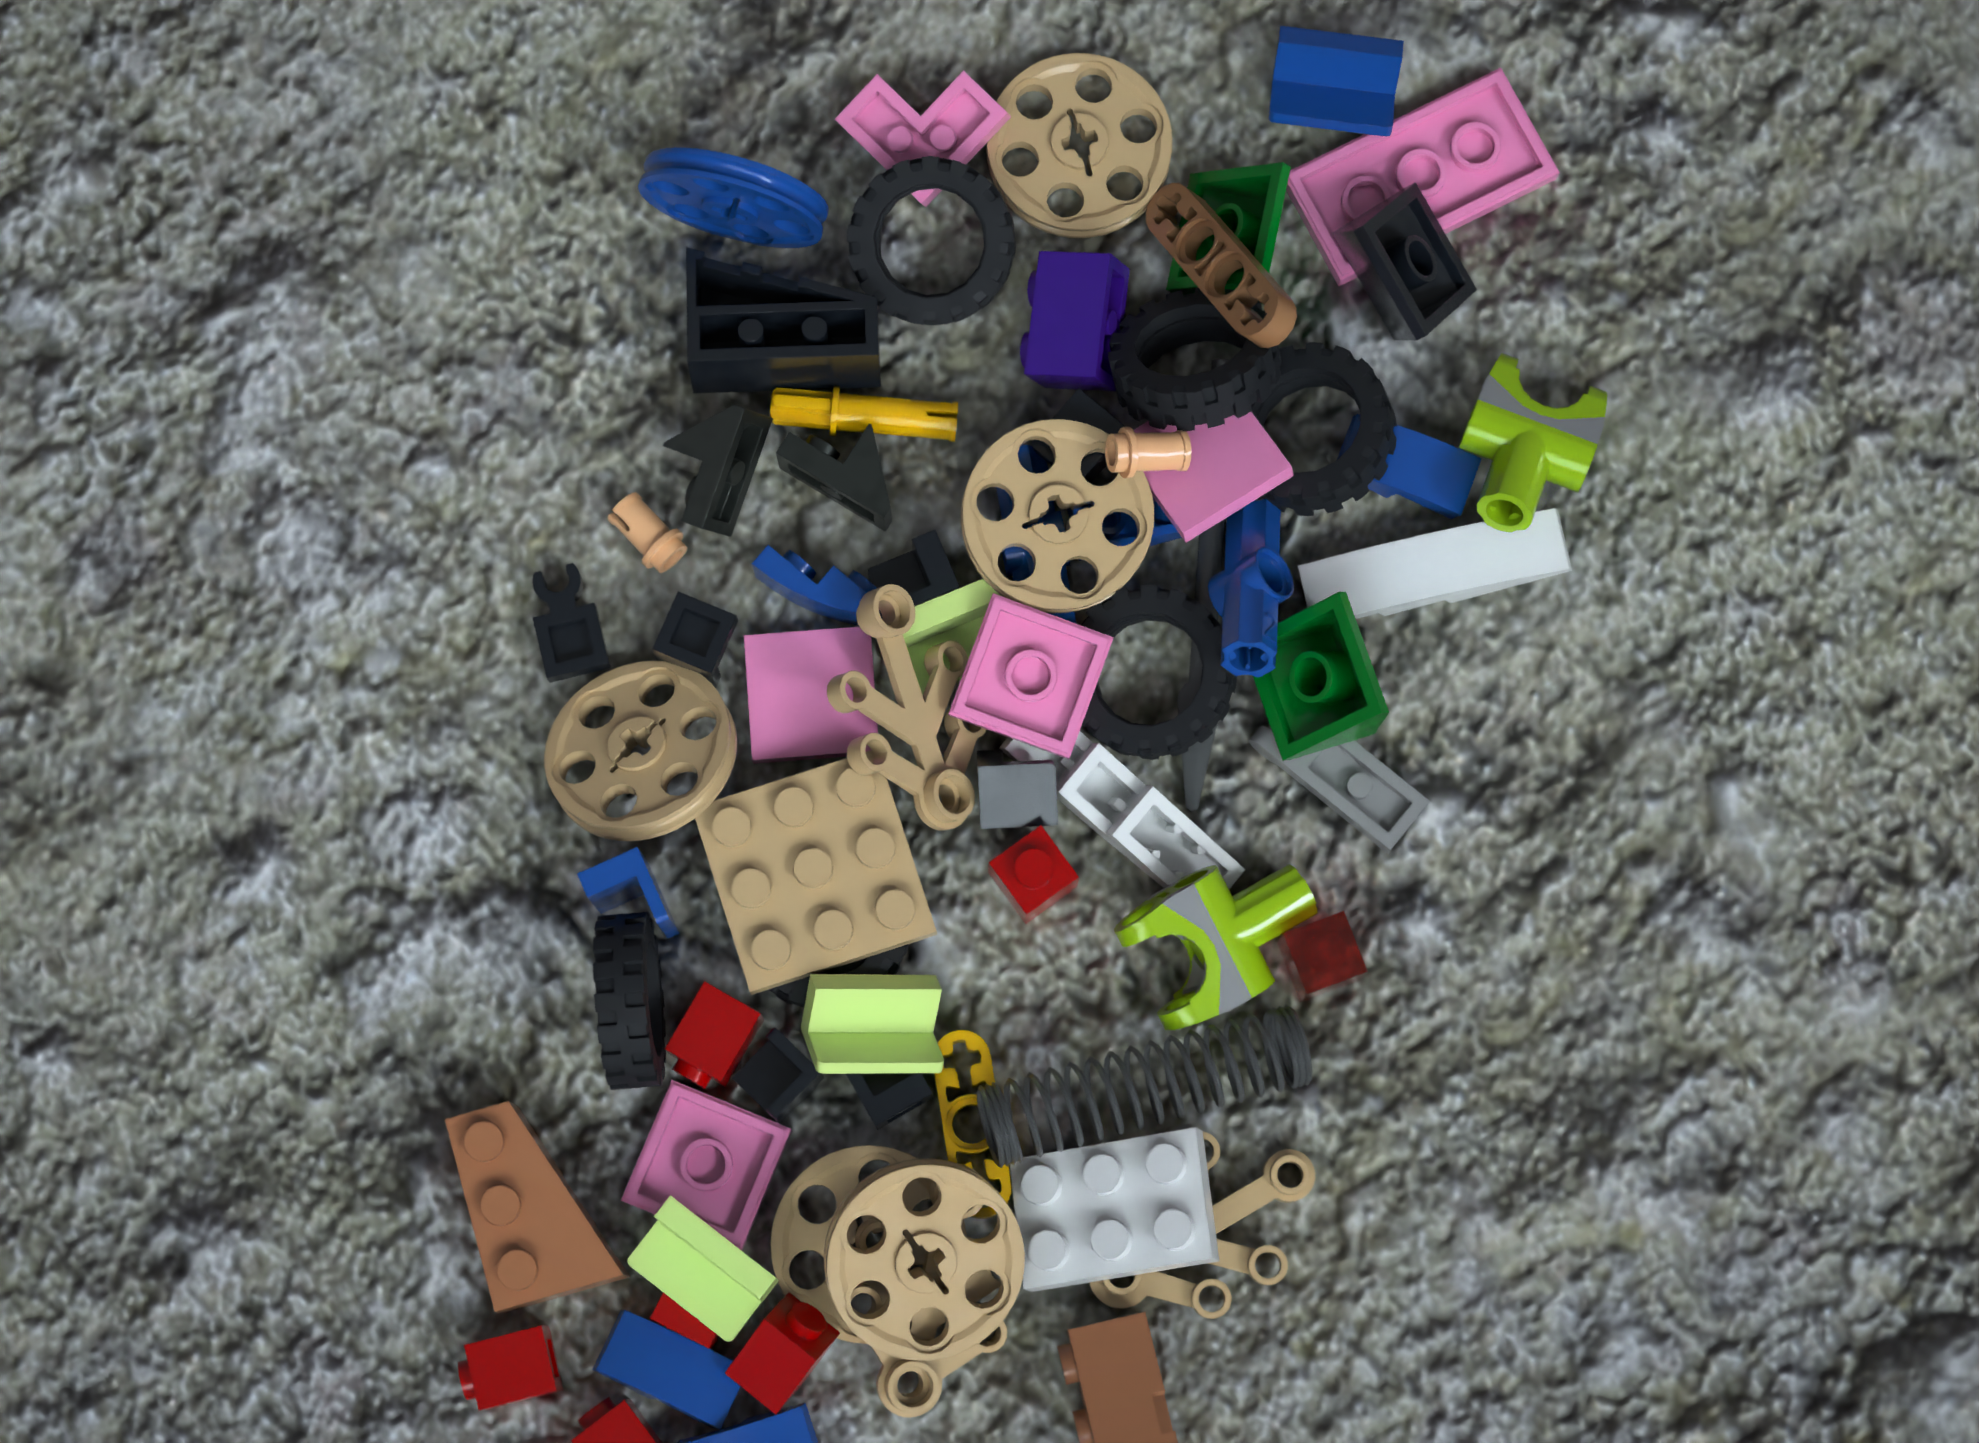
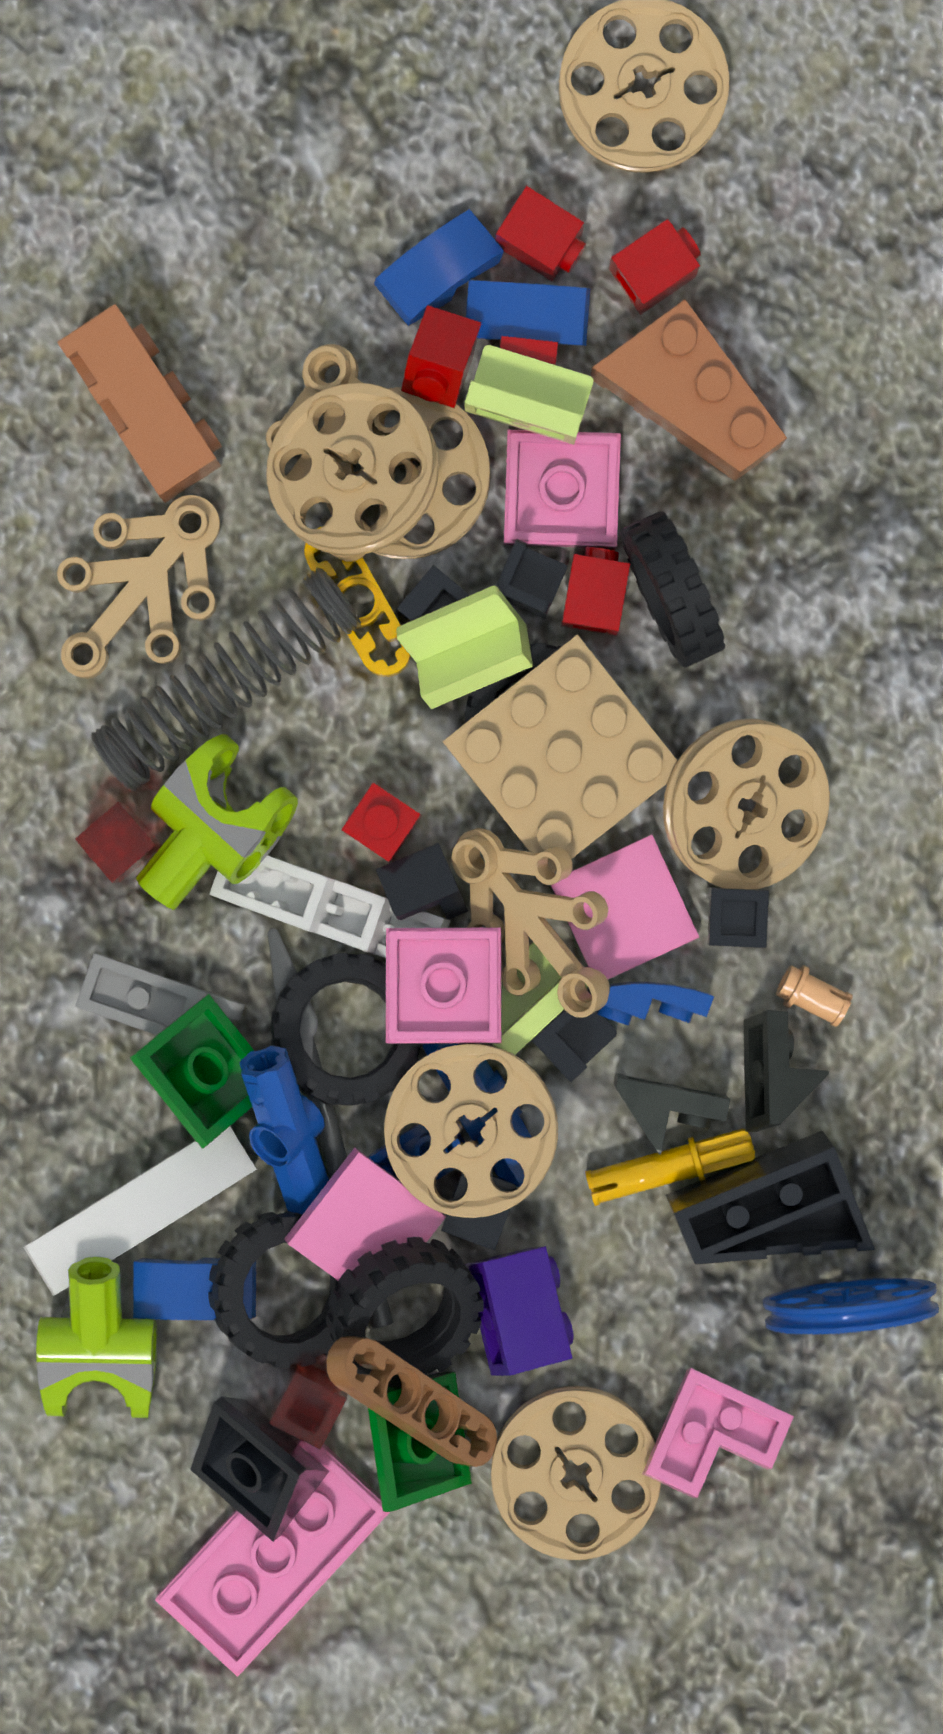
camera: 160 degrees right, 10 degrees up
(570, 634) = (843, 883): black plate -> none
(624, 880) = (709, 698): blue panel -> none
(868, 221) = (665, 1275): black tyre -> none
(1114, 1209) = (213, 570): white plate -> none
(1152, 451) = (426, 1204): light nougat pin -> none
(1330, 302) = (308, 1405): none -> clear red brick
(1335, 81) = (375, 1608): blue panel -> none

